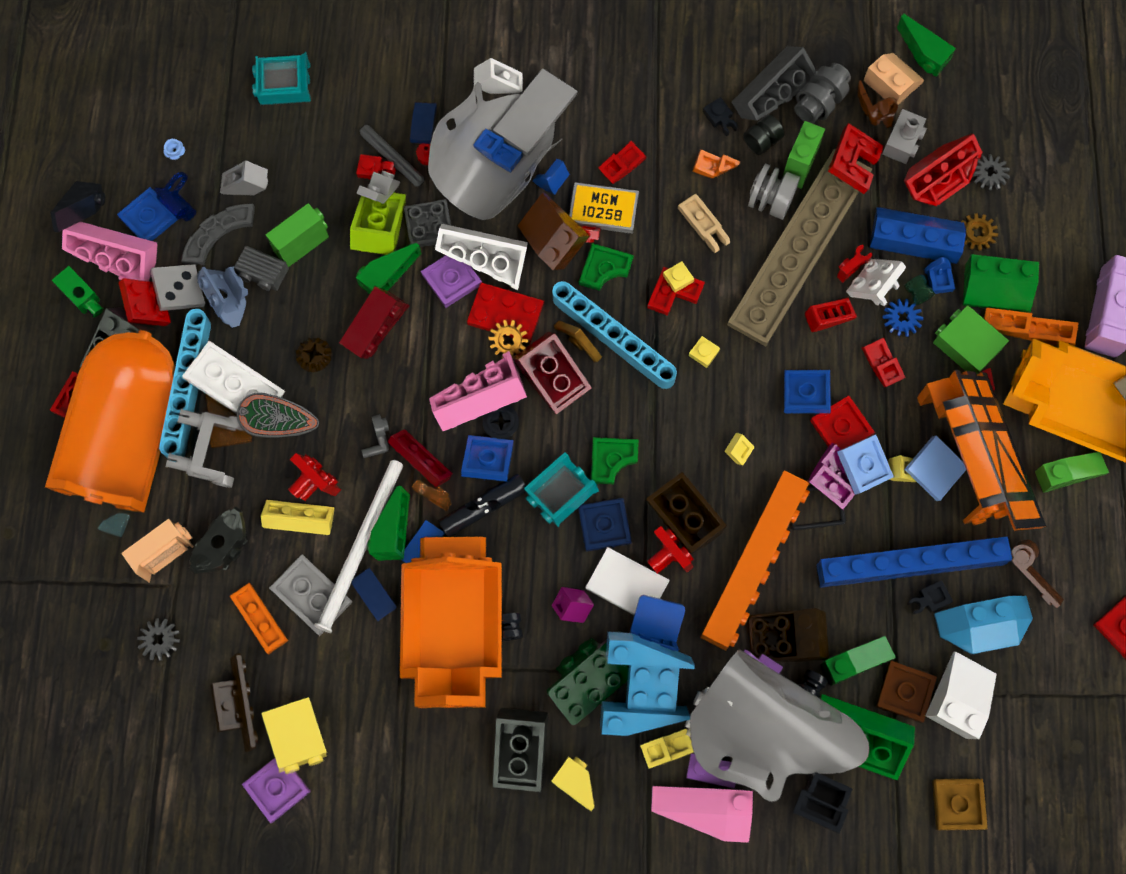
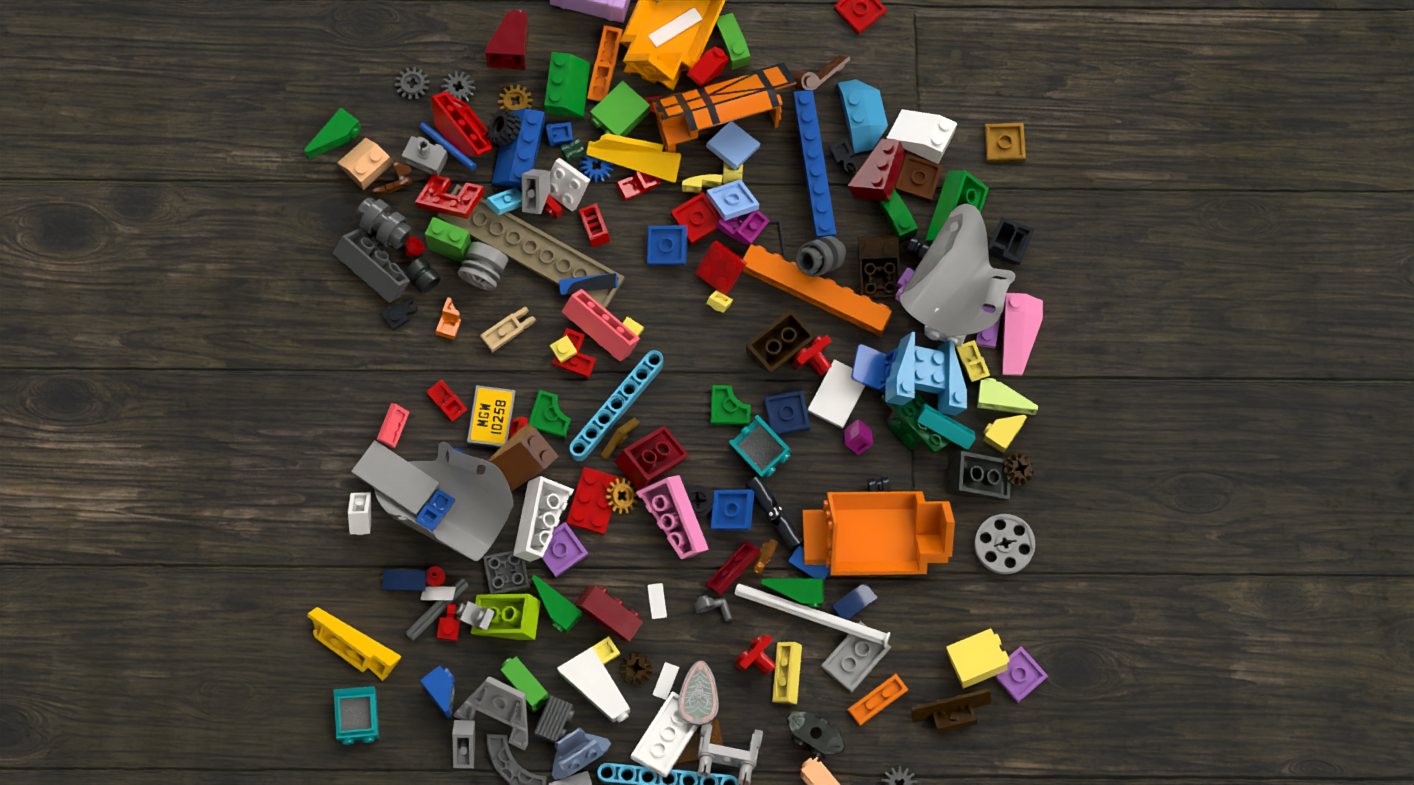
camera: 95 degrees left, 0 degrees up
(272, 212) = (502, 704): none -> light grey wing
(296, 153) = (441, 689): none -> blue slope
(296, 311) = (593, 681): none -> white slope
(299, 386) = (665, 681): none -> white sticker
(334, 322) = (606, 650): none -> light yellow plate
(358, 75) = (352, 644): none -> yellow wedge
(389, 378) = (657, 601): none -> white sticker
(407, 155) = (438, 593): none -> white sticker
(426, 771) = (1012, 550): none -> light grey wedge
(533, 789) = (1016, 477): none -> dark brown gear
(582, 710) = (946, 426): none -> teal slope
(593, 109) = (393, 425): none -> coral plate
(620, 778) = (1000, 397): none -> yellowish green slope
(707, 316) = (600, 325): none -> coral brick
(757, 305) = (588, 283): none -> black sticker
(780, 449) = (720, 267): none -> red plate
(794, 562) = (820, 256): none -> dark grey piece
(795, 125) = (413, 246): none -> red tile
(853, 217) = (505, 201): none -> medium azure plate
(866, 243) = (535, 190): none -> light grey slope
(885, 427) = (696, 183): none -> light yellow slope
(902, 170) = (449, 147): none -> blue bar
(909, 640) = (879, 172): none -> dark red wedge
(915, 359) = (636, 155): none -> yellow wedge
(941, 213) = (503, 127): none -> black tyre
(998, 120) = (407, 78): none -> dark grey gear
(1034, 438) = (708, 66): none -> red slope
(1048, 219) = (509, 42): none -> dark red slope
(1084, 406) = (675, 27): none -> white sticker

